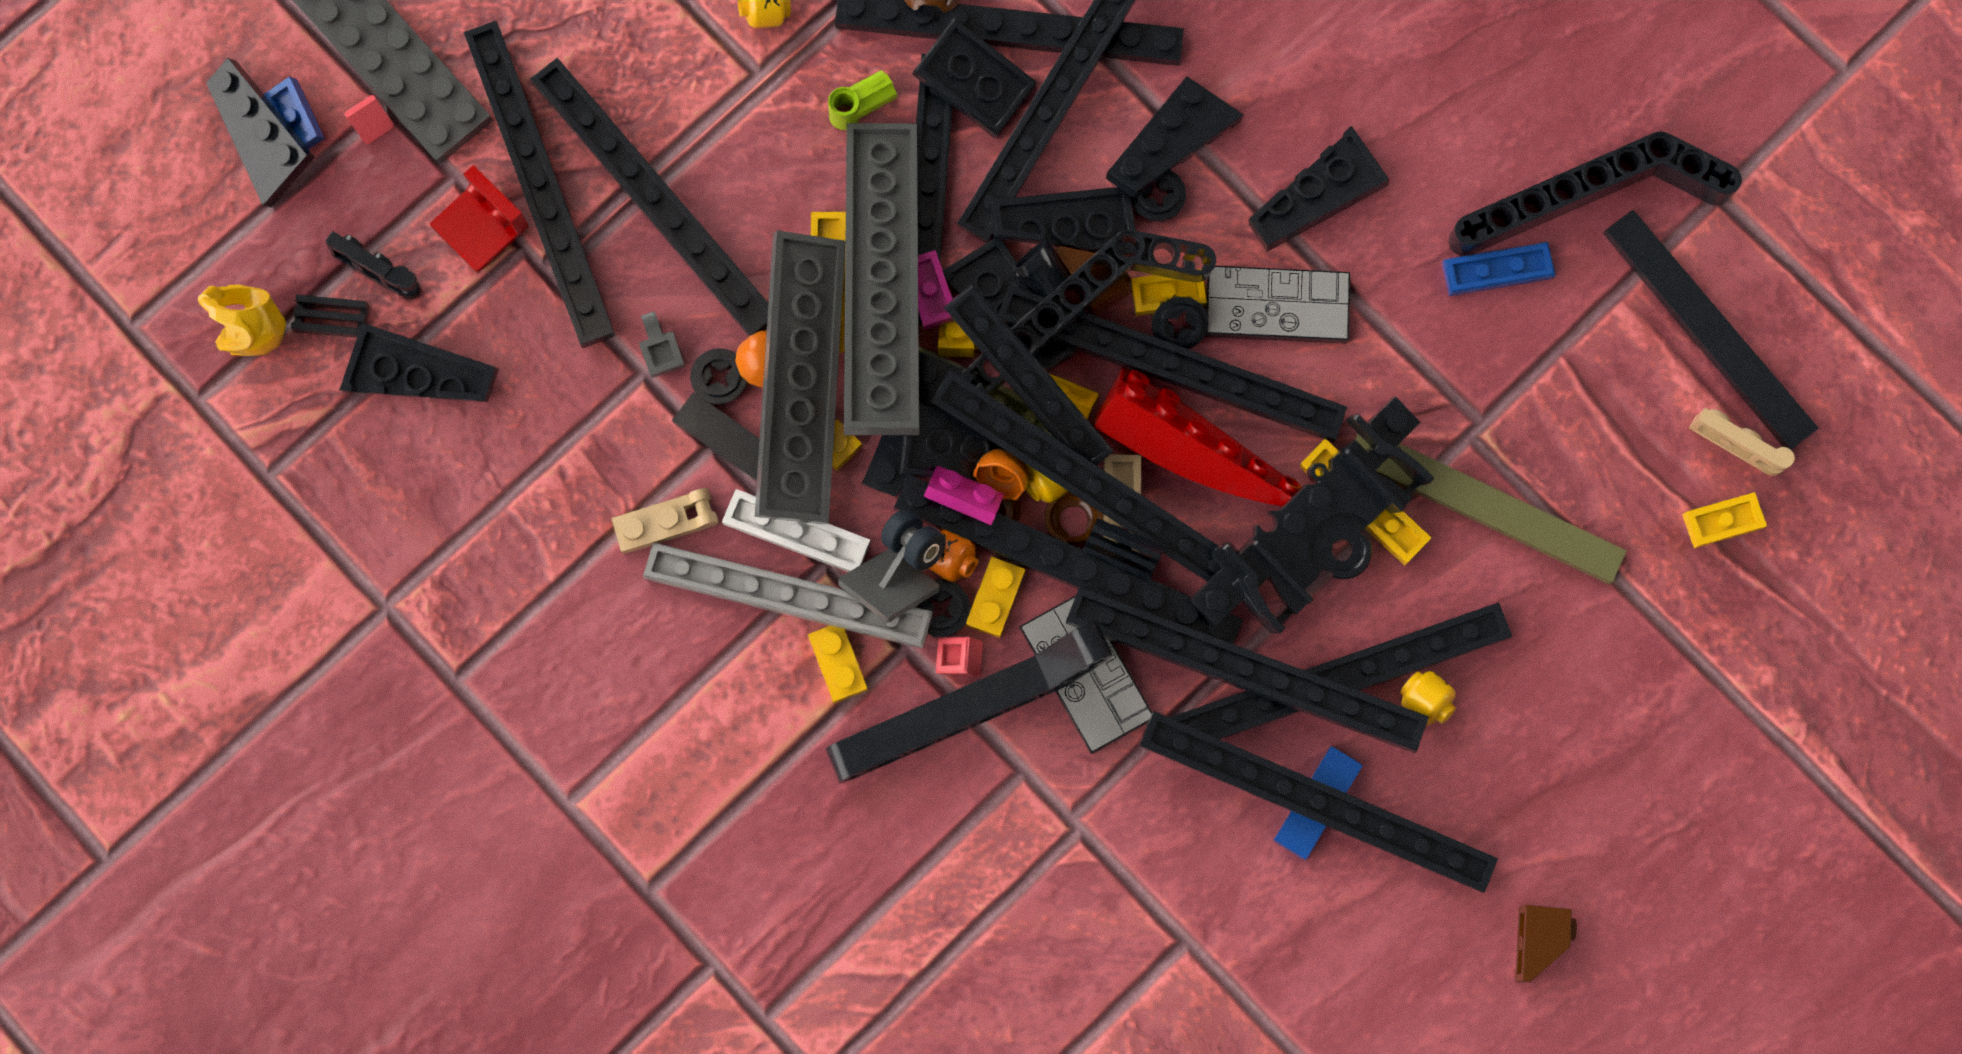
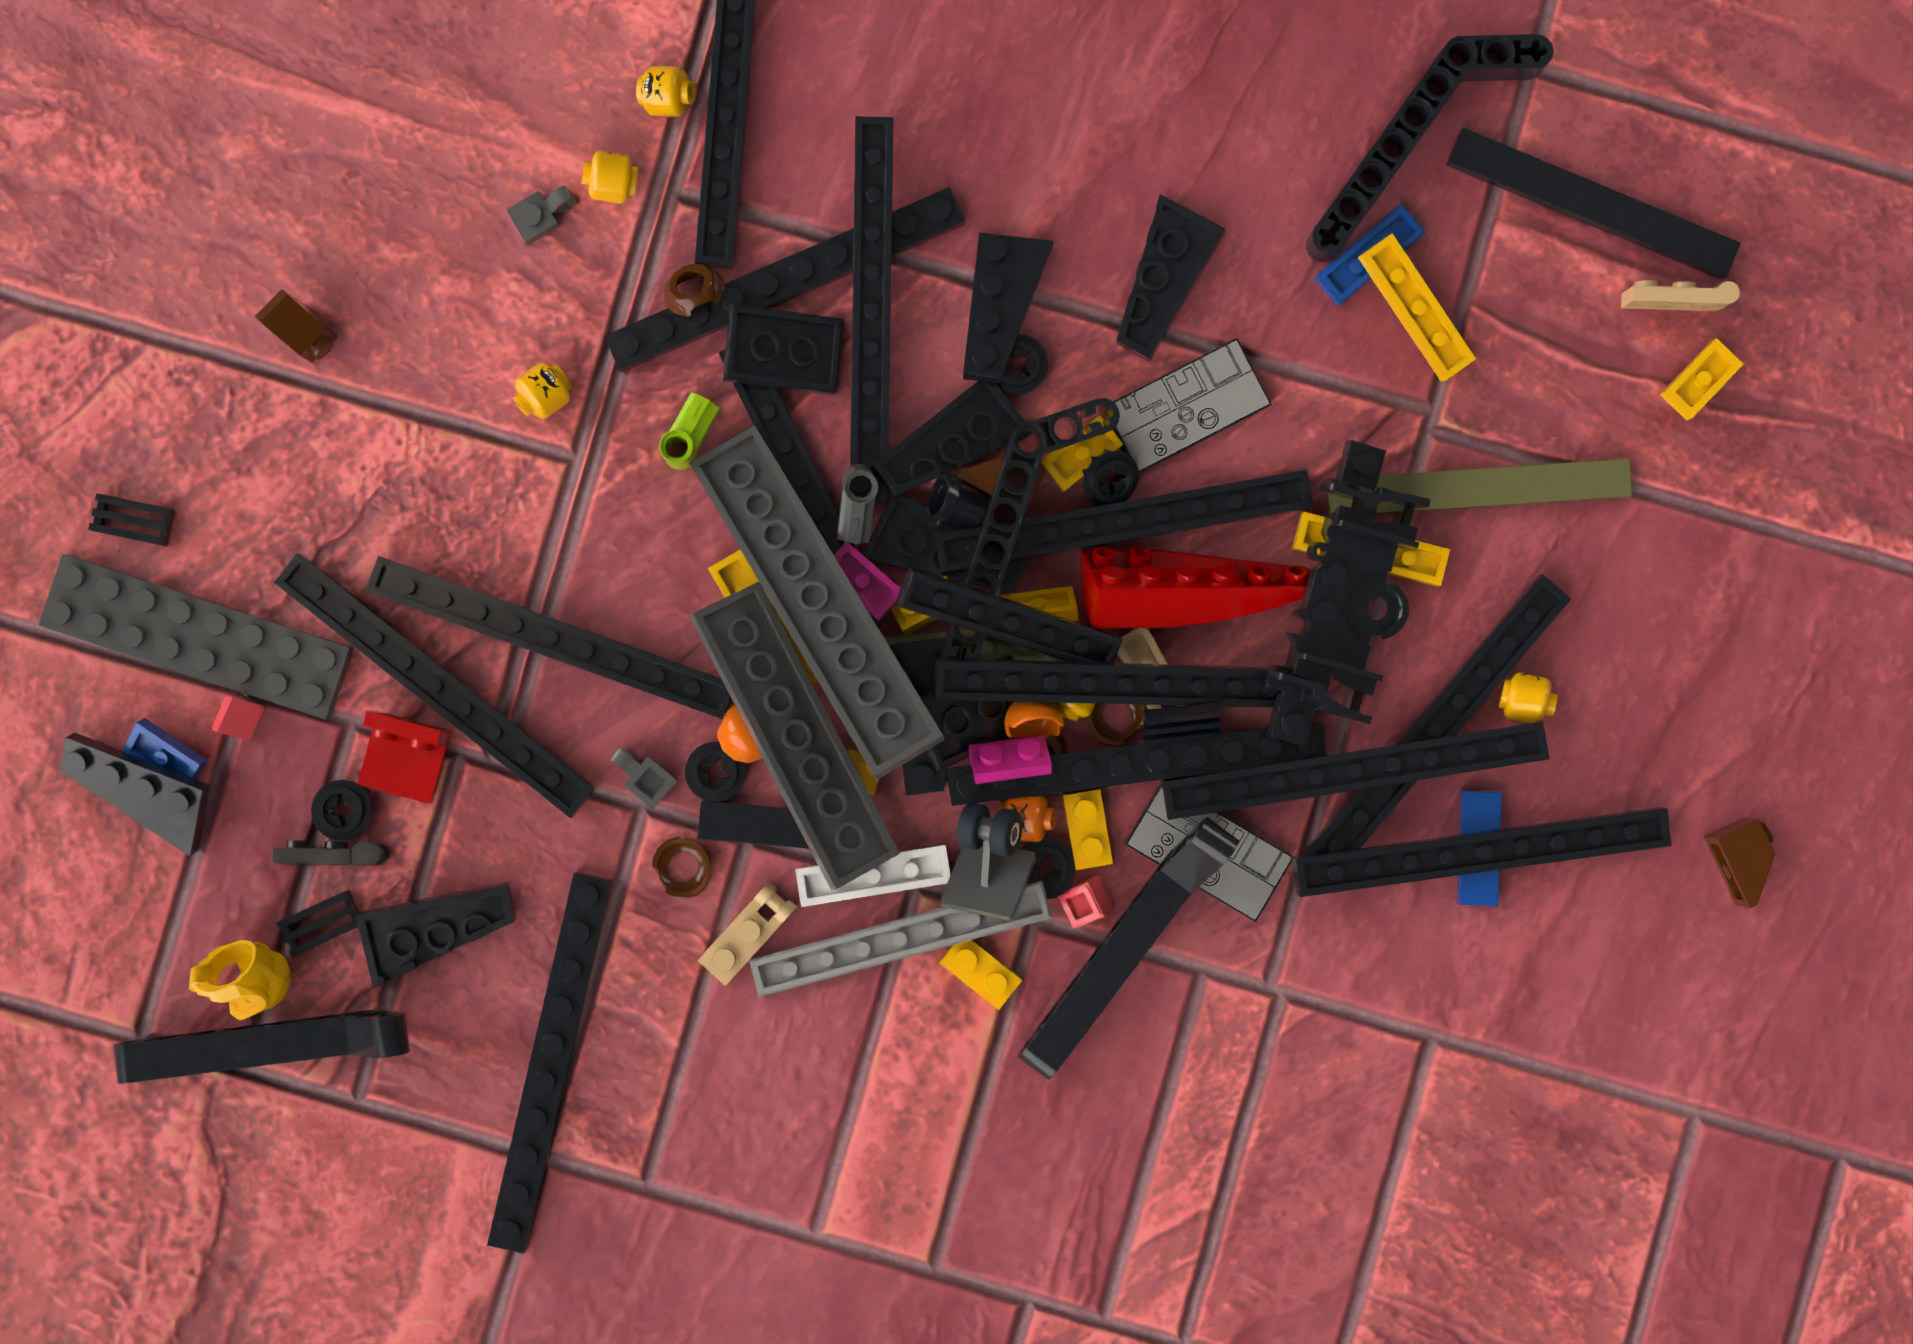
camera: 35 degrees left, 10 degrees up
(305, 416) = (351, 1033): none -> black beam
(399, 223) = (330, 797): none -> black gear
(440, 534) = (550, 1062): none -> black plate
(641, 418) = (663, 857): none -> reddish brown piece
(958, 230) = (856, 507): none -> dark grey piece
(1513, 328) = (1416, 307): none -> yellow plate

